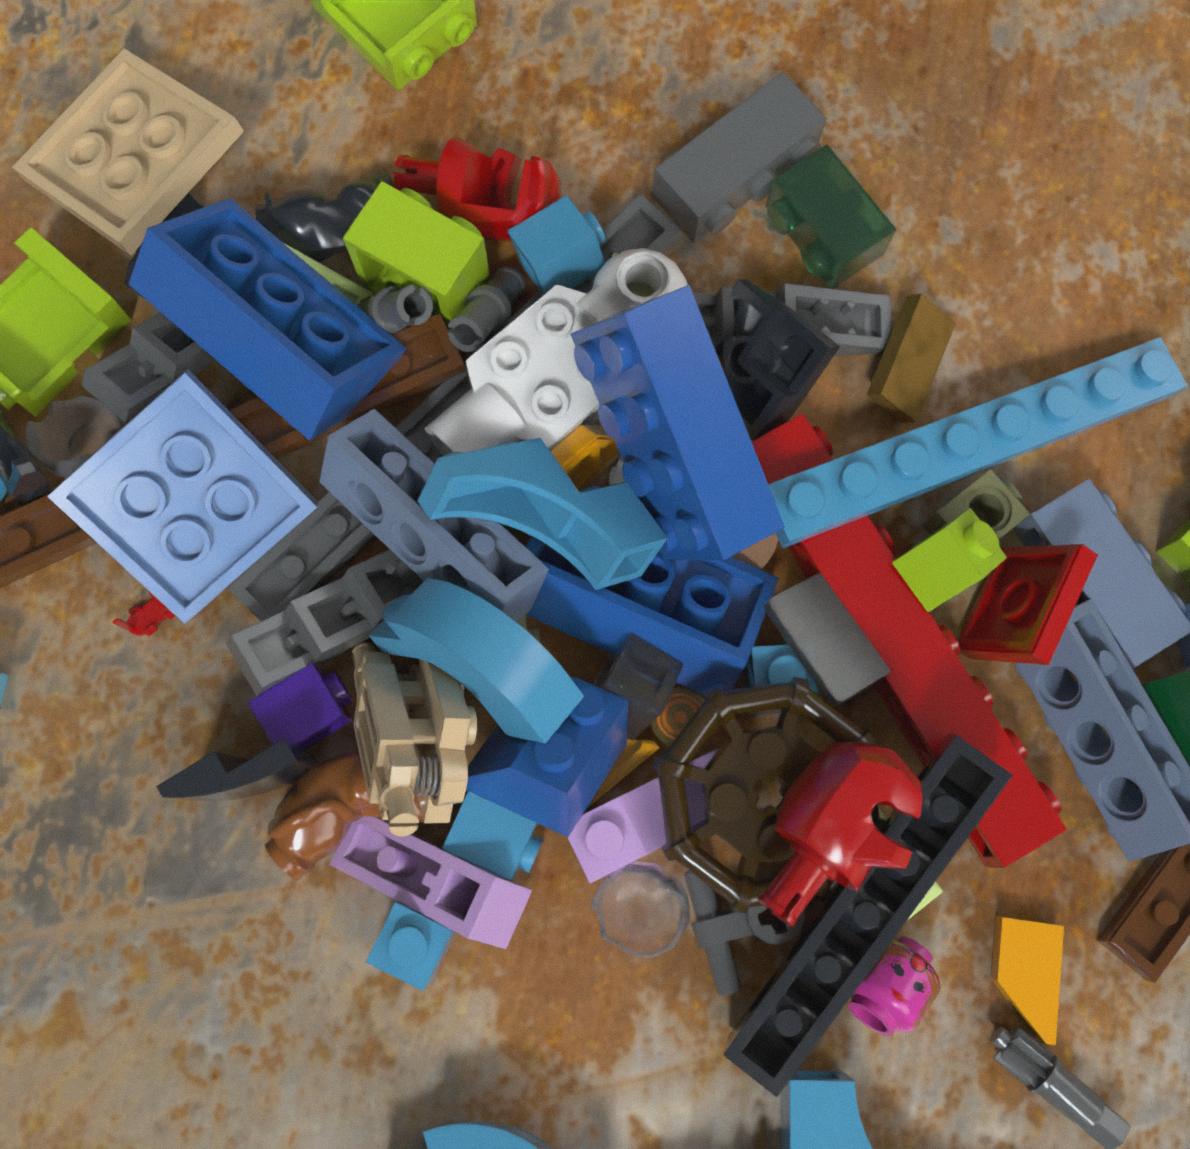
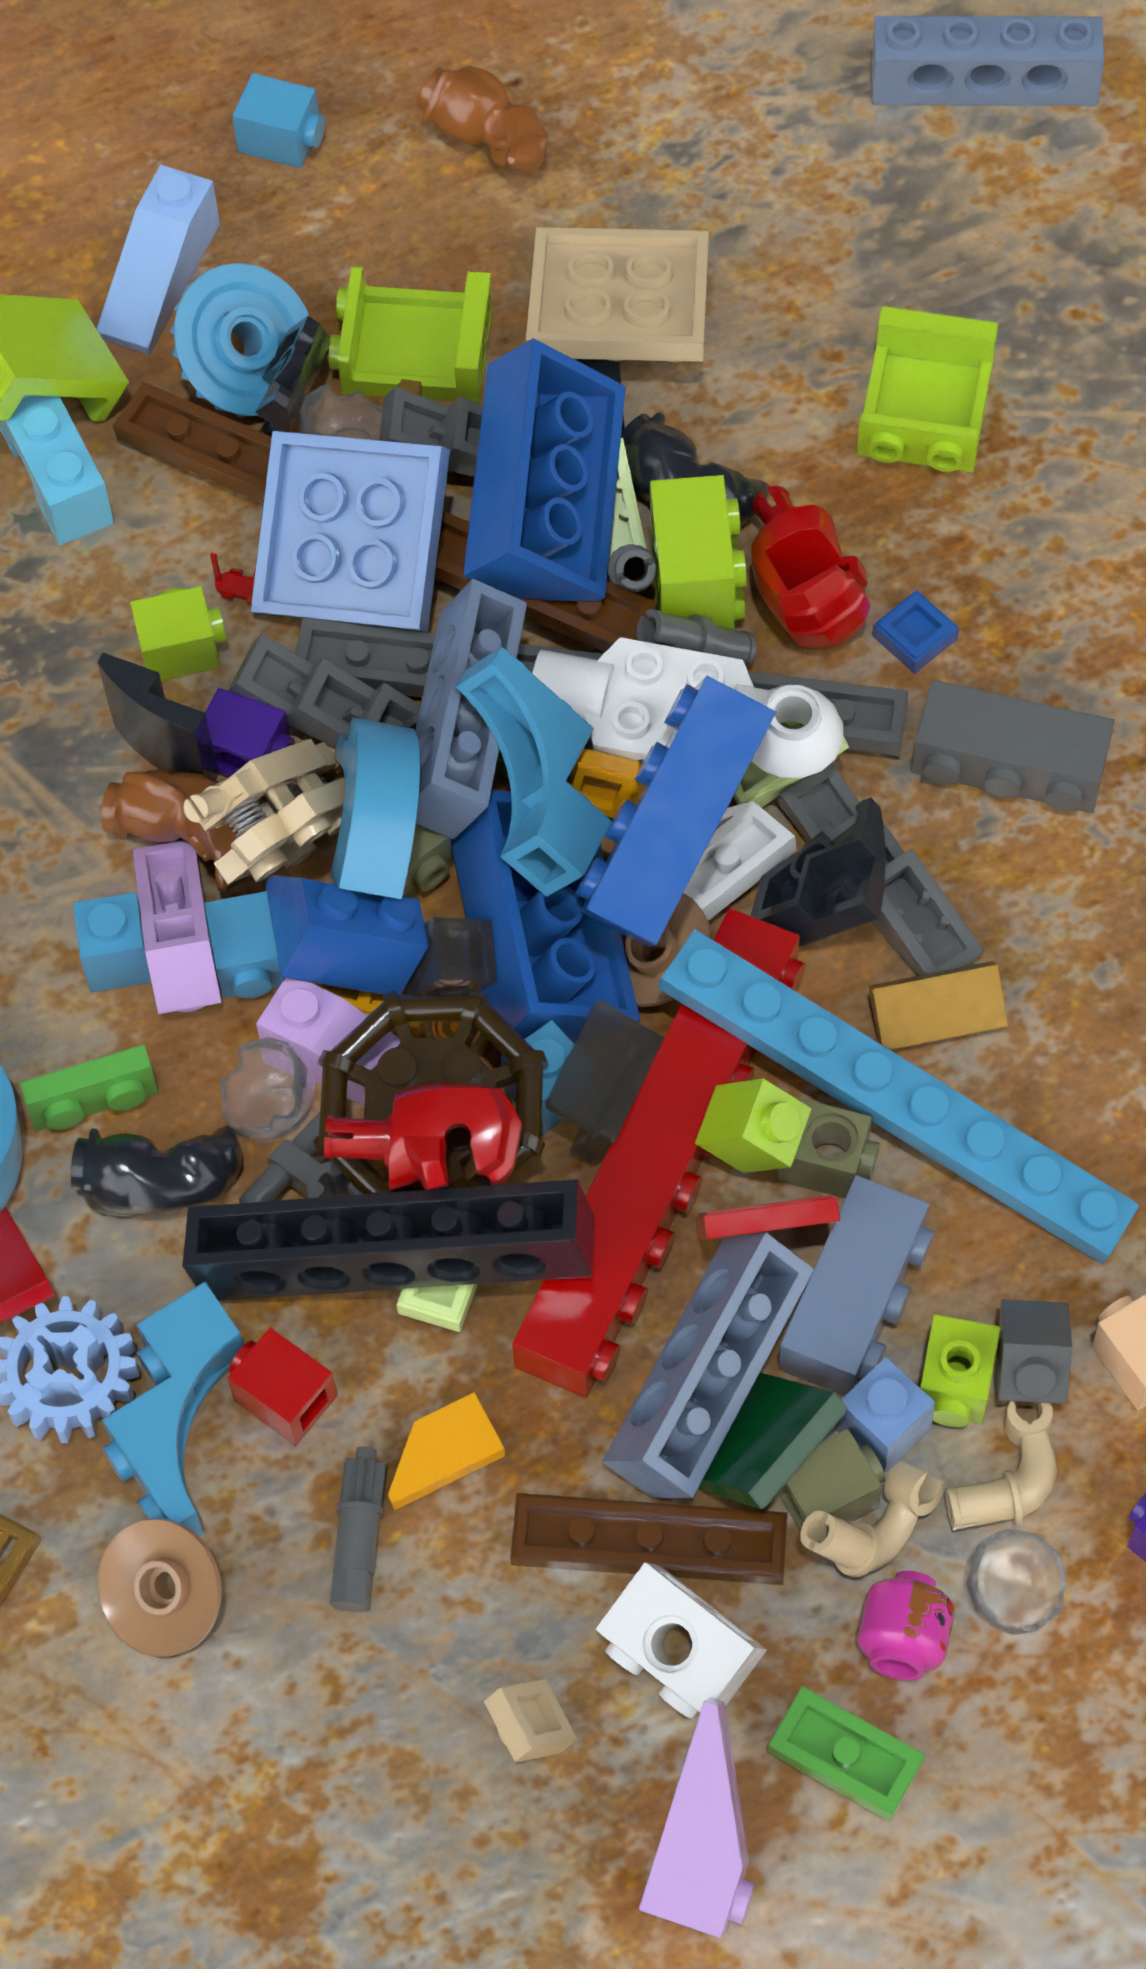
camera: 60 degrees right, 15 degrees down
(160, 696) = (178, 632): none -> lime brick
(528, 1079) = (101, 1084): none -> bright green plate
(559, 246) = (792, 649): dark azure brick -> none
(583, 156) = (915, 631): none -> blue tile
(656, 1060) = (133, 1177): none -> black animal
(828, 217) = (1015, 855): clear green brick -> none
(897, 989) = (347, 1331): dark pink head -> none
(904, 1070) = (281, 1385): none -> red brick

